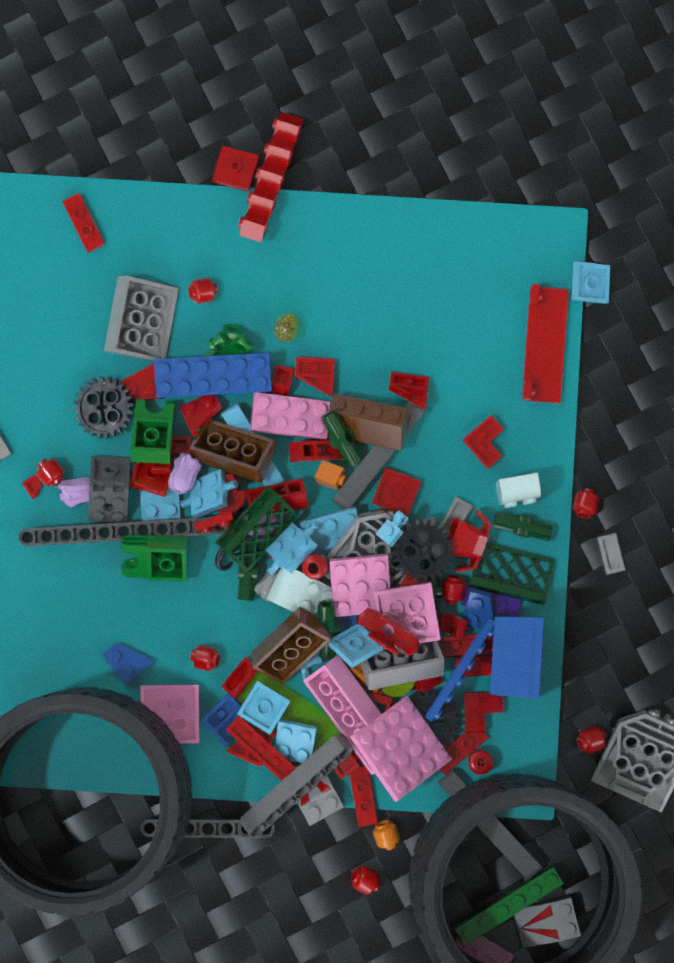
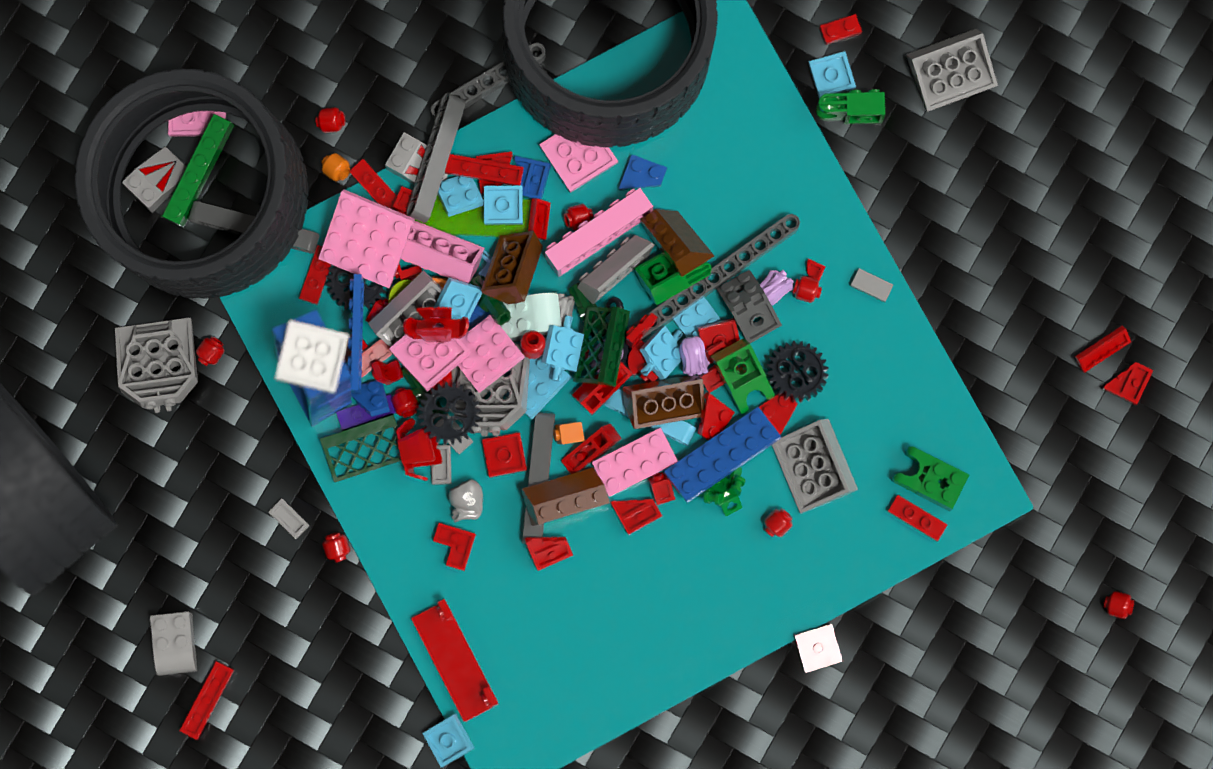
camera: 150 degrees right, 5 degrees down
(51, 250) = (926, 480): none -> green brick
(134, 581) = (676, 240): none -> reddish brown slope
(196, 631) = (598, 232): none -> bright pink brick
(202, 591) = (615, 268): none -> light grey slope
(270, 177) = (782, 658): red brick -> none
(286, 328) = (685, 535): clear yellow head -> none
(342, 438) = (578, 468): dark green piece -> none
(391, 531) = (487, 412): medium azure plate -> none
(451, 473) = (467, 500): none -> light grey piece
(475, 756) = (287, 273): red head -> none
(476, 706) = (325, 310): red plate -> none
(518, 489) = (401, 518): light aqua brick -> none
(519, 652) = (312, 357): none -> white plate
(523, 526) = (378, 492): dark green piece -> none

